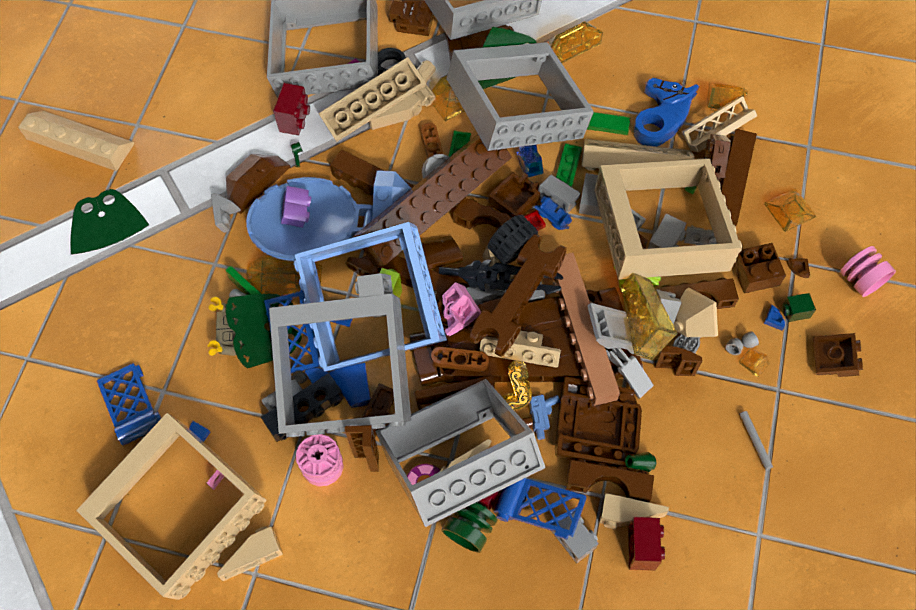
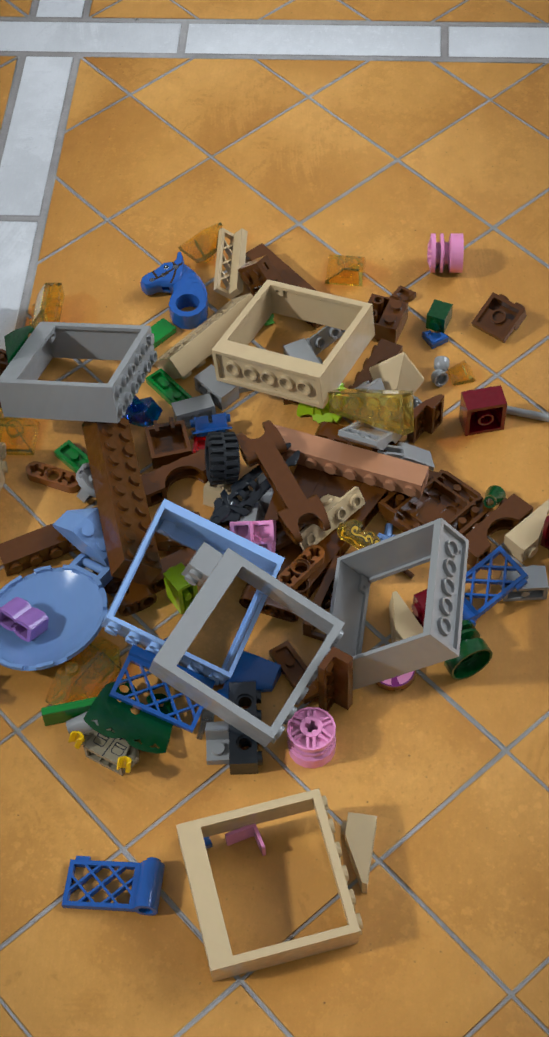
camera: 55 degrees left, 10 degrees down
(721, 400) = (482, 410): none -> dark red brick

